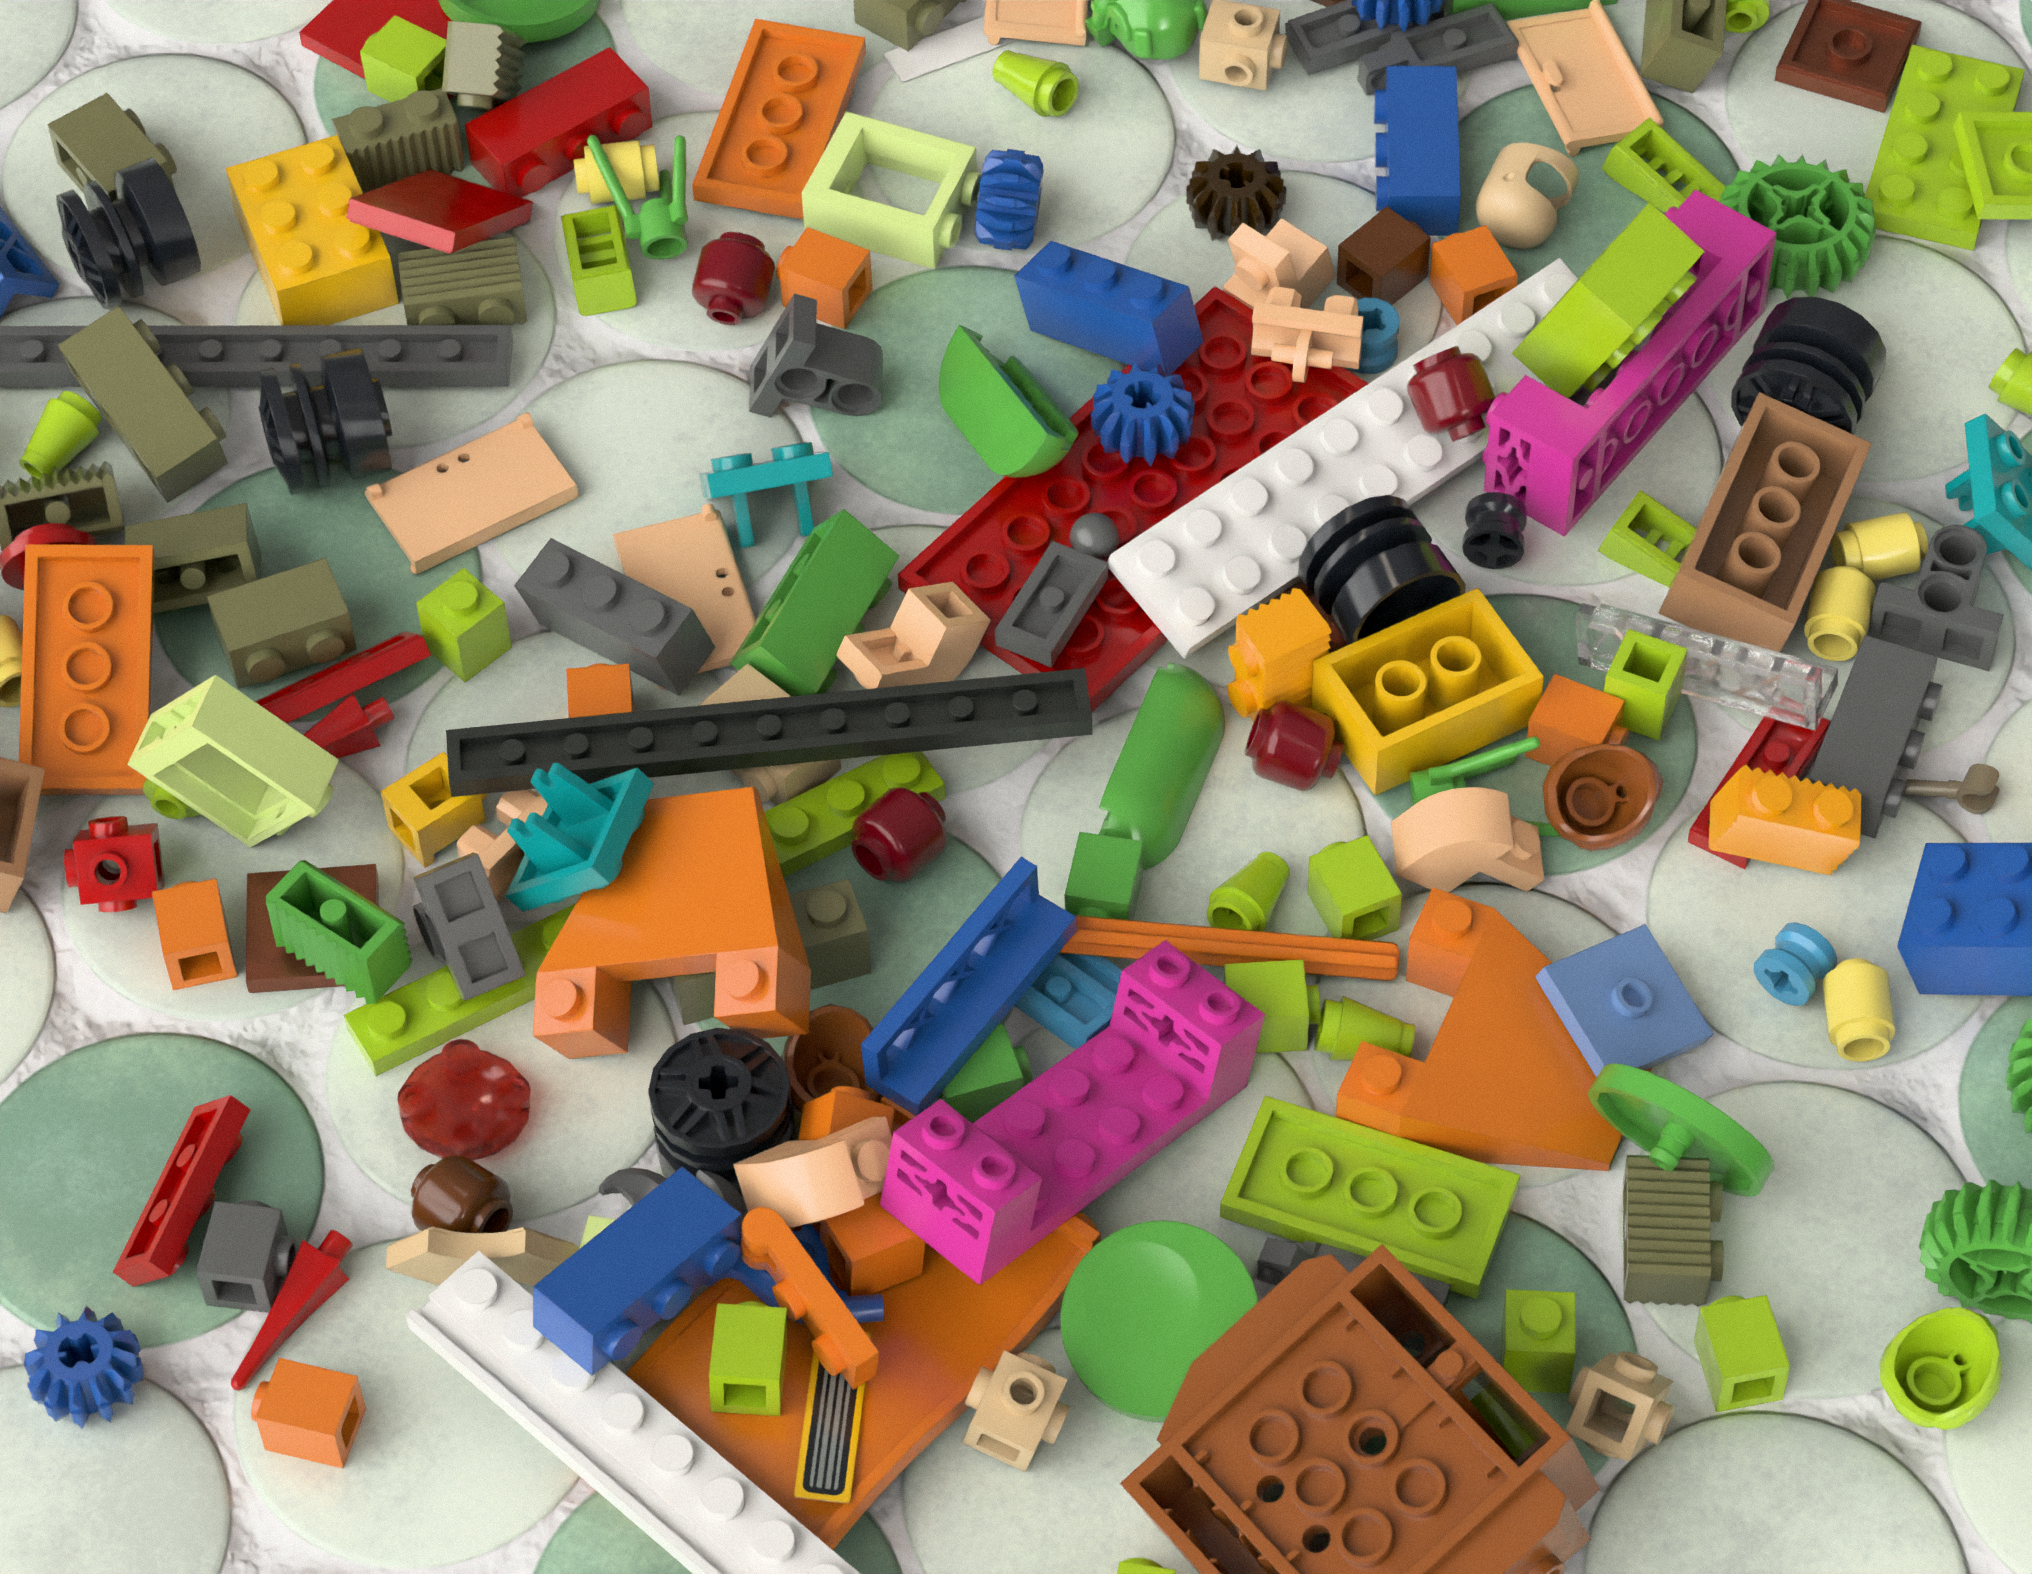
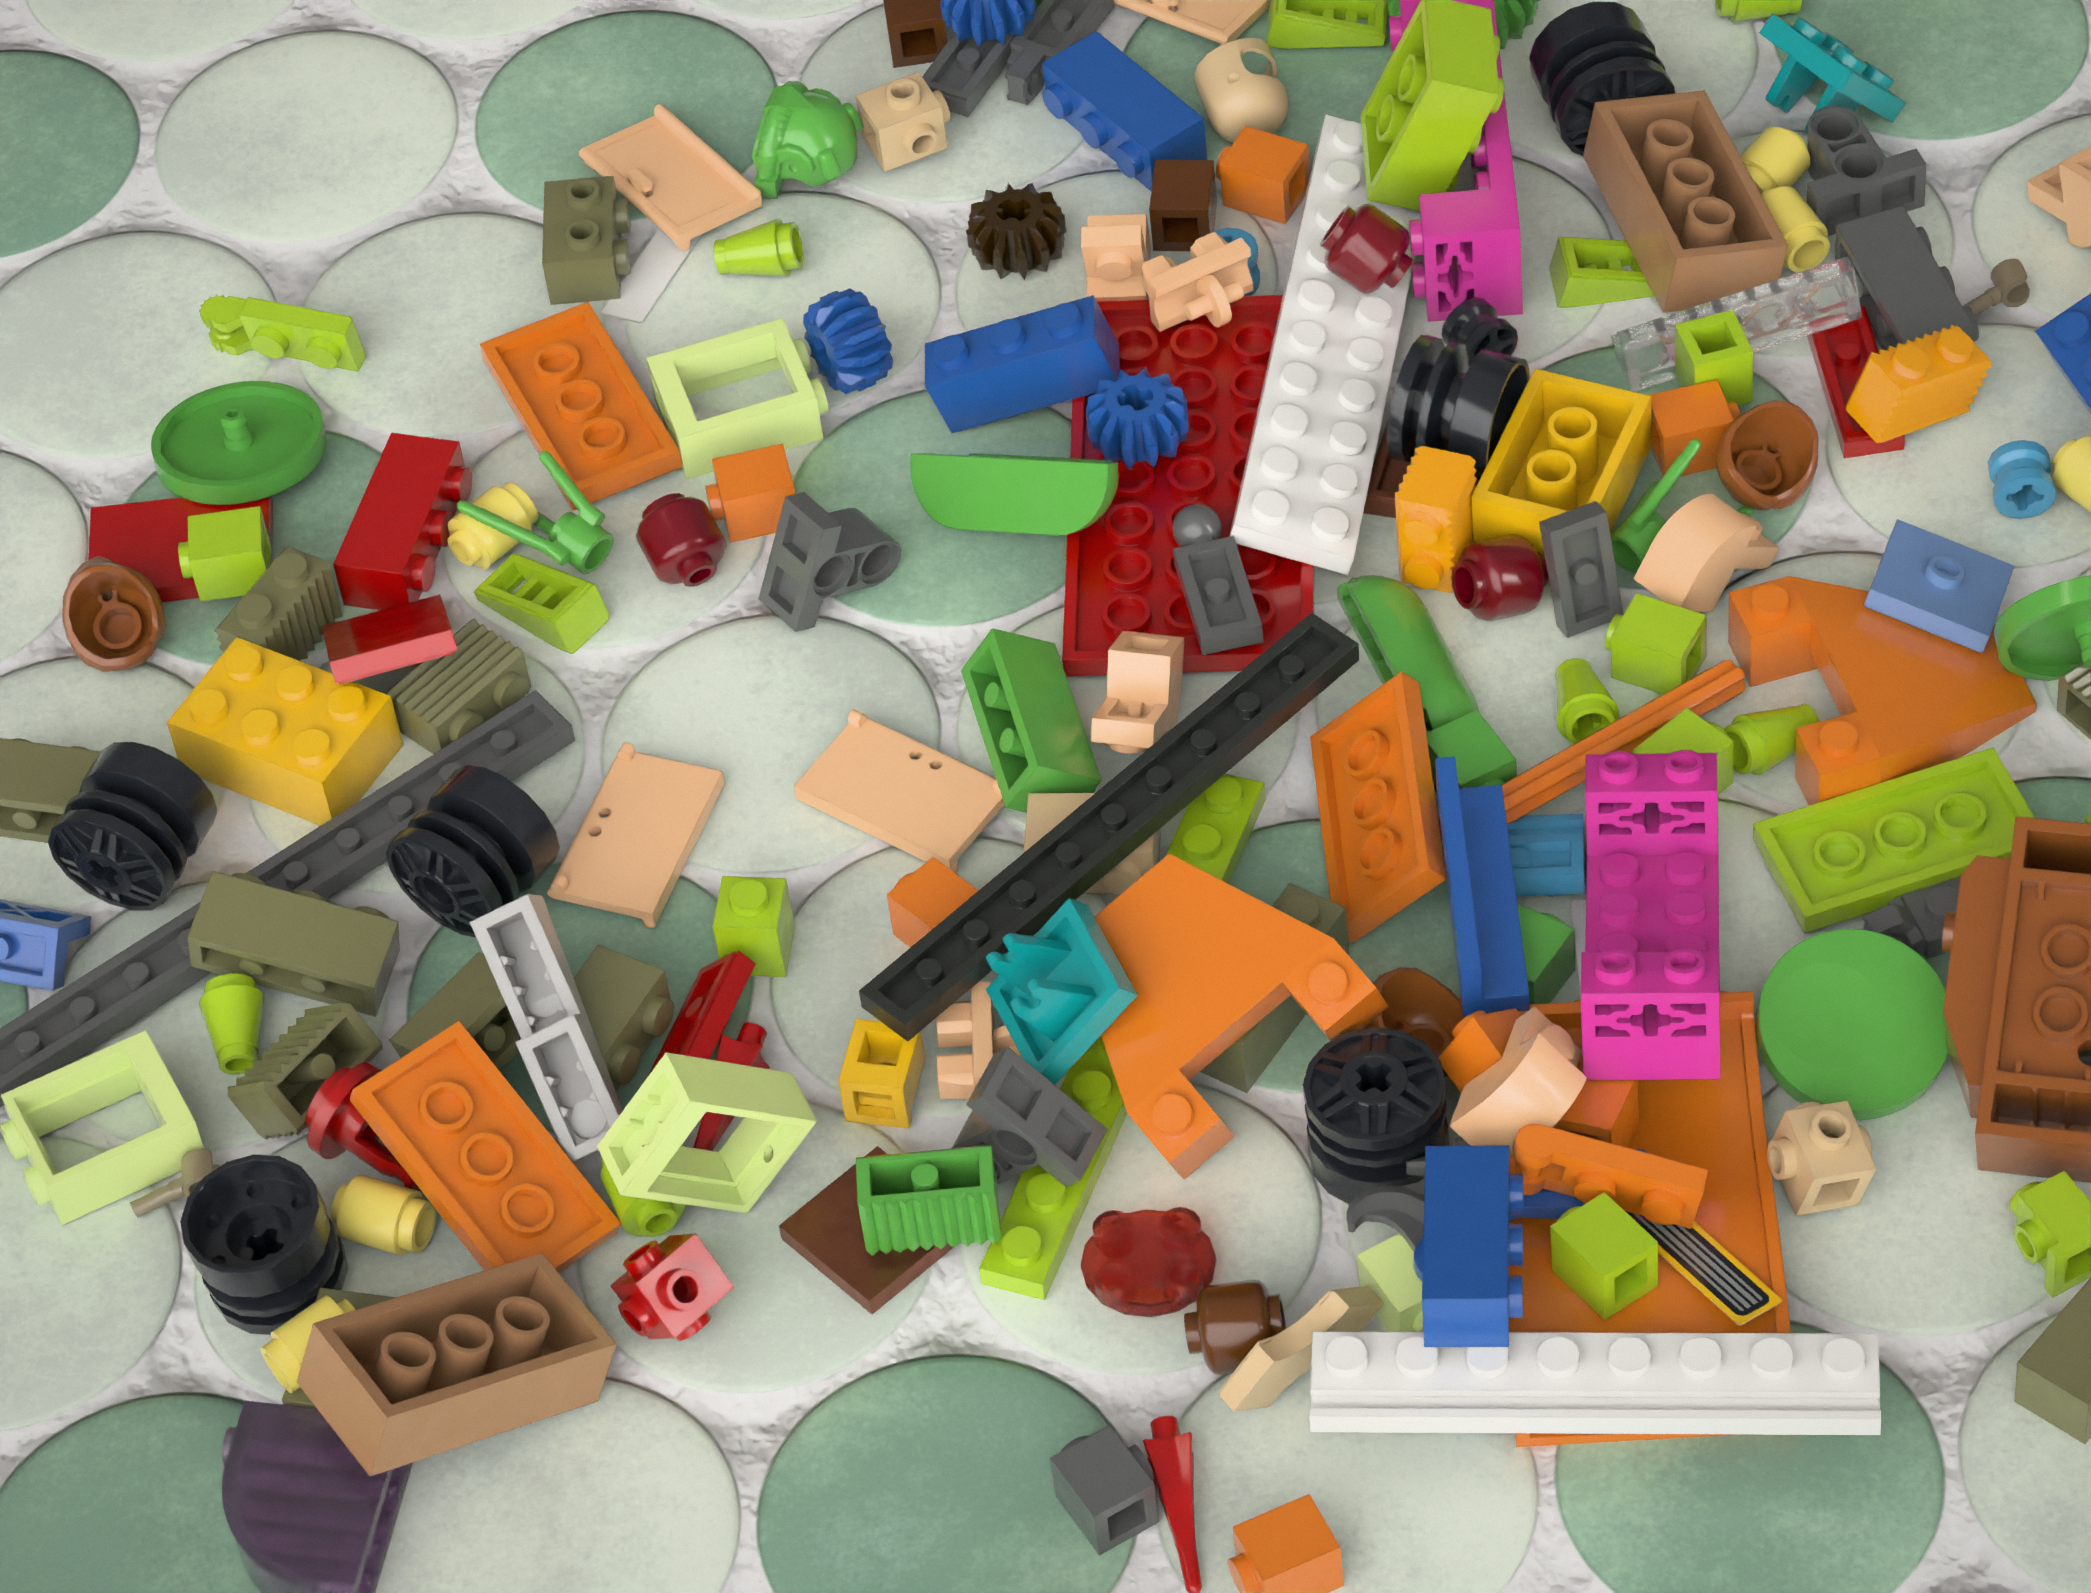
camera: 35 degrees left, 5 degrees down
(183, 1191) = (998, 1481): red plate -> none
(194, 934) = (789, 1295): orange brick -> none
(232, 560) = (551, 1023): none -> light grey slope
(287, 57) = (117, 631): none -> dark orange hair
(482, 64) = (302, 508): brick -> none
(615, 616) = (878, 832): dark grey brick -> none
(790, 465) = (886, 647): teal plate -> none
(899, 834) = (1276, 837): dark red head -> none
(1024, 821) = (1378, 806): none -> orange plate
(1345, 782) = (1581, 568): none -> dark grey plate

